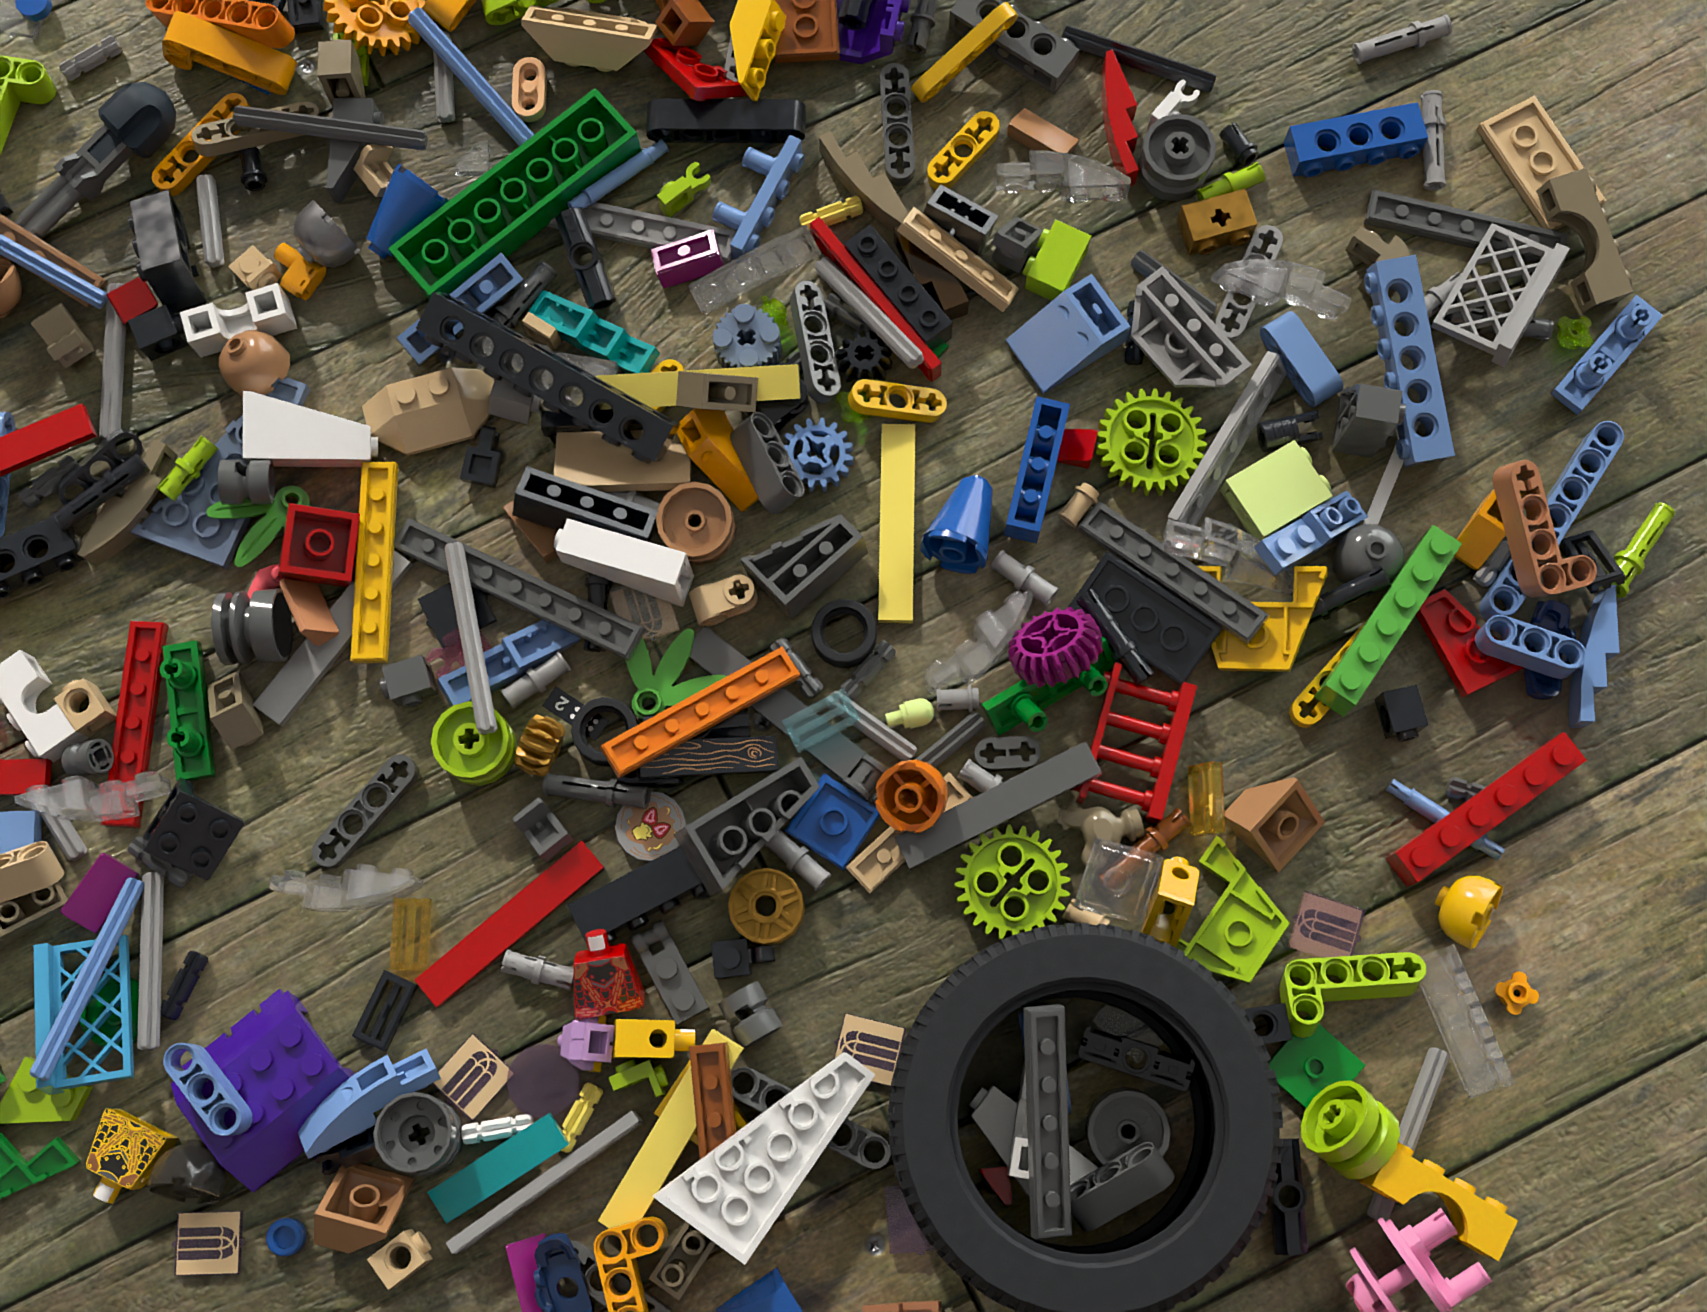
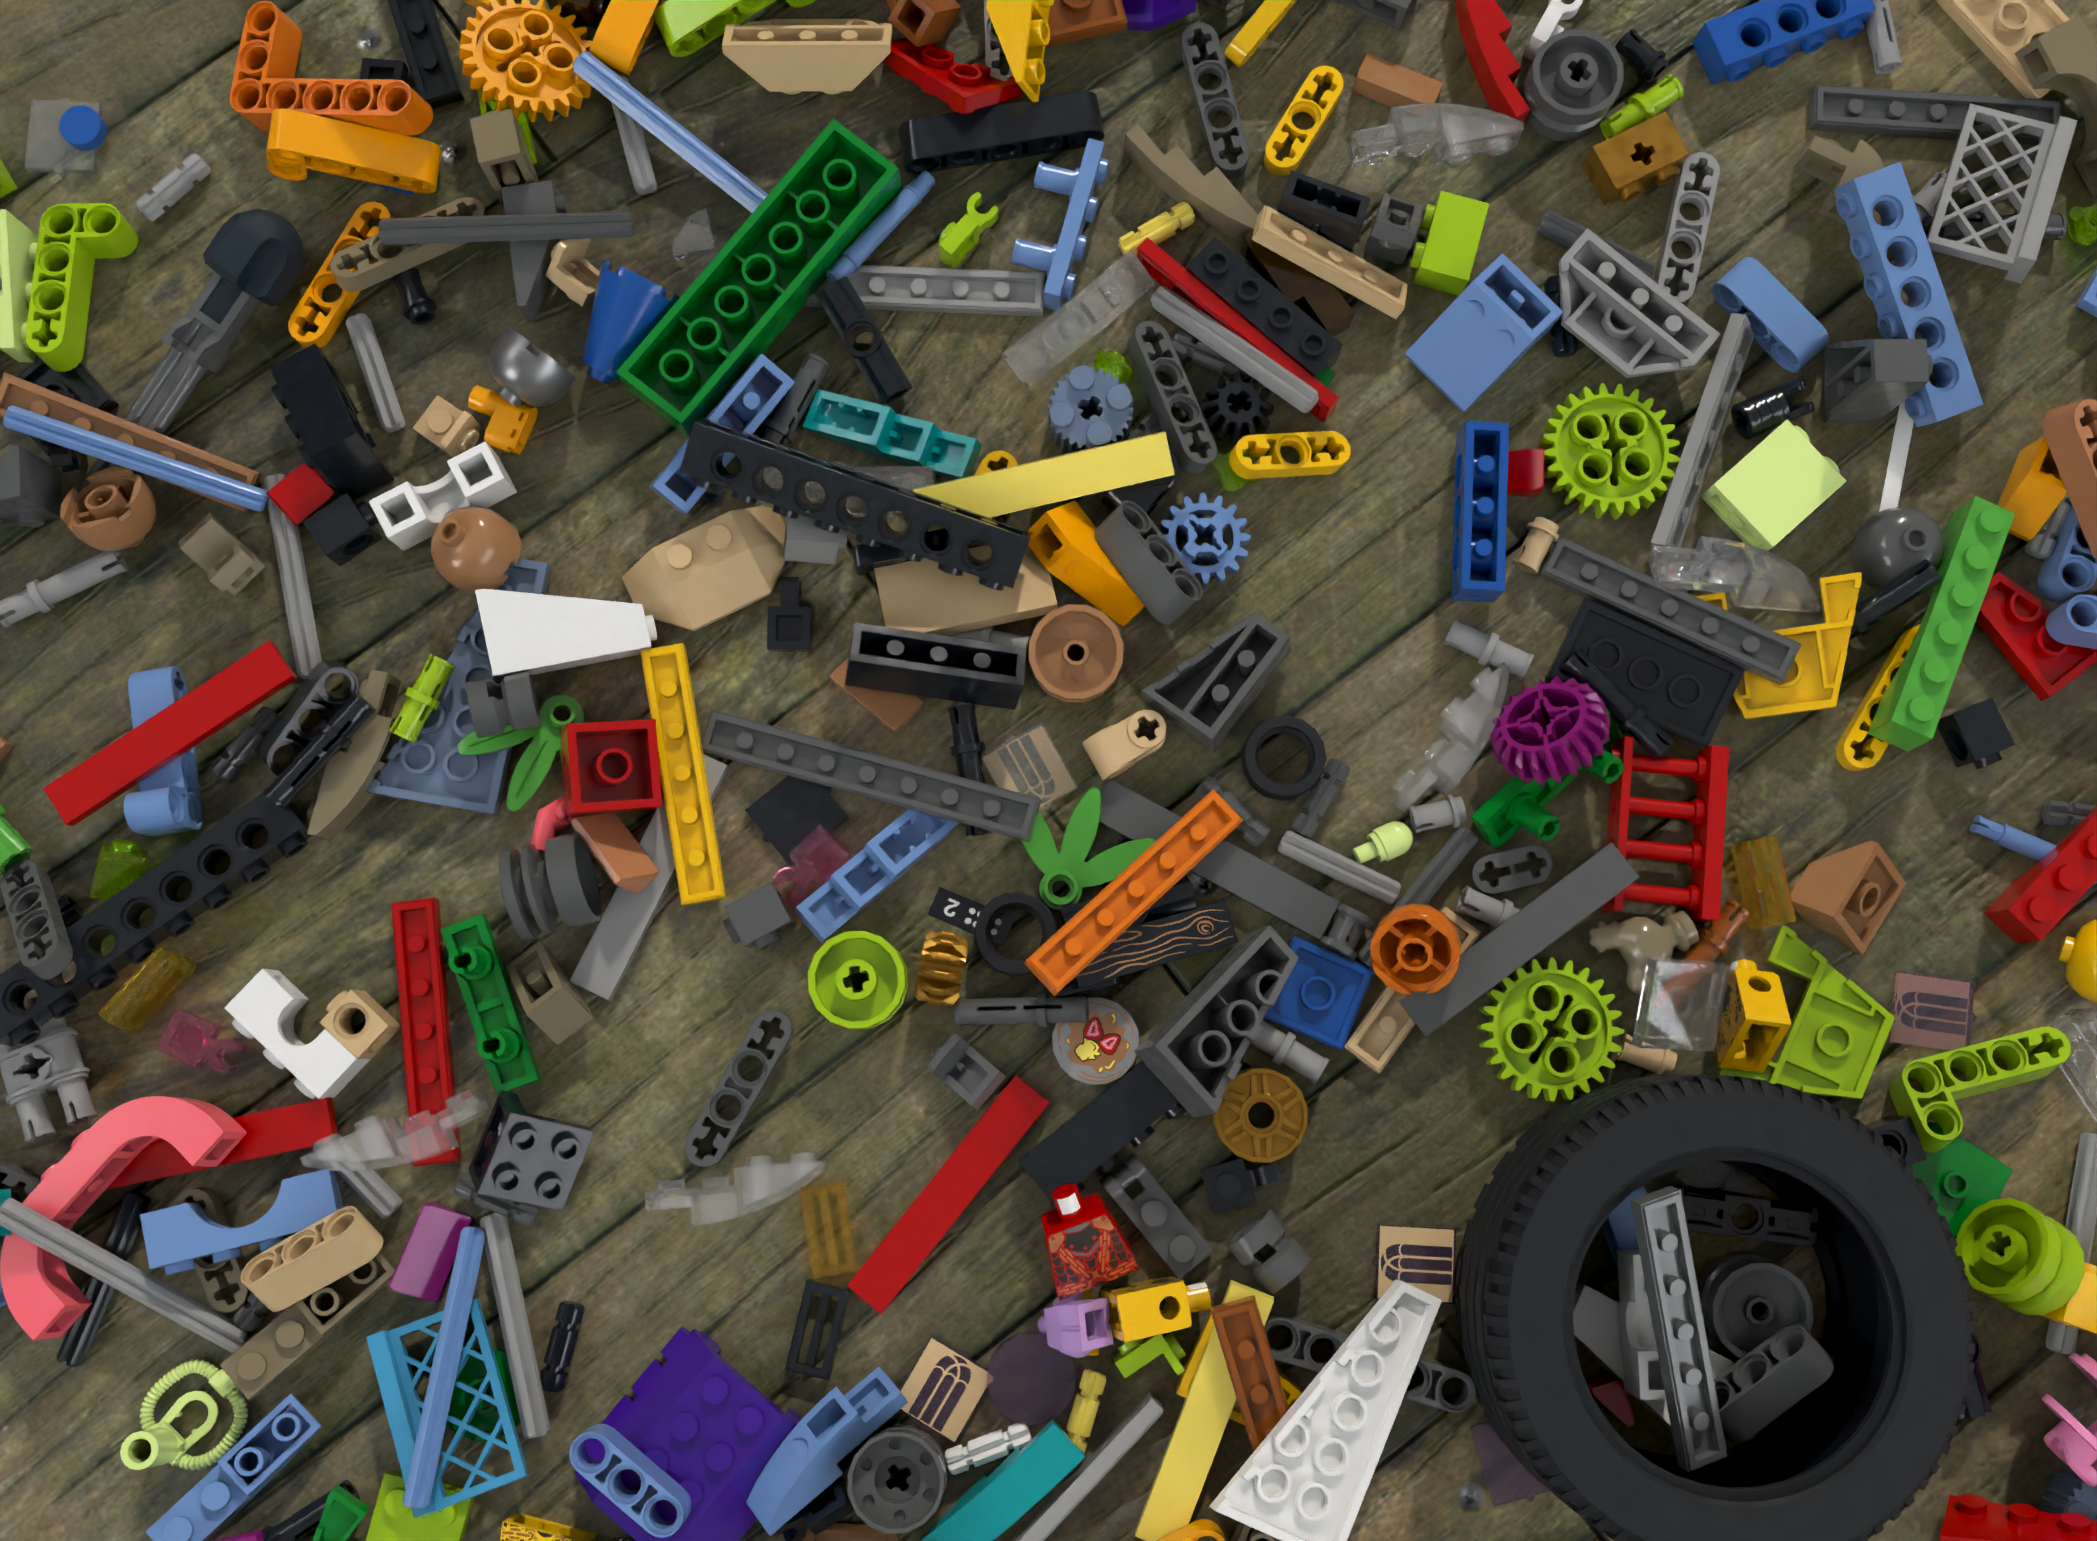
camera: 15 degrees left, 5 degrees up
(87, 758) = (378, 1088): dark grey wheel -> none
(470, 638) = (829, 852): light grey axle -> none
(529, 92) = (744, 136): light nougat plate -> none
(535, 680) = (915, 885): light grey pin -> none
(538, 970) = (997, 1244): light grey pin -> none
(541, 331) = (828, 443): tan tile -> none
(626, 560) = (999, 718): white slope -> none
(687, 259) = (990, 318): magenta slope -> none
(716, 391) = (1072, 485): dark tan slope -> none
(816, 707) = (1309, 850): clear light blue tile -> none
(896, 523) = (1317, 607): light yellow tile -> none
(962, 528) = (1403, 600): blue cone -> none
(1274, 279) = (1725, 221): clear slope -> none
(1310, 533) = (1827, 531): medium blue slope -> none

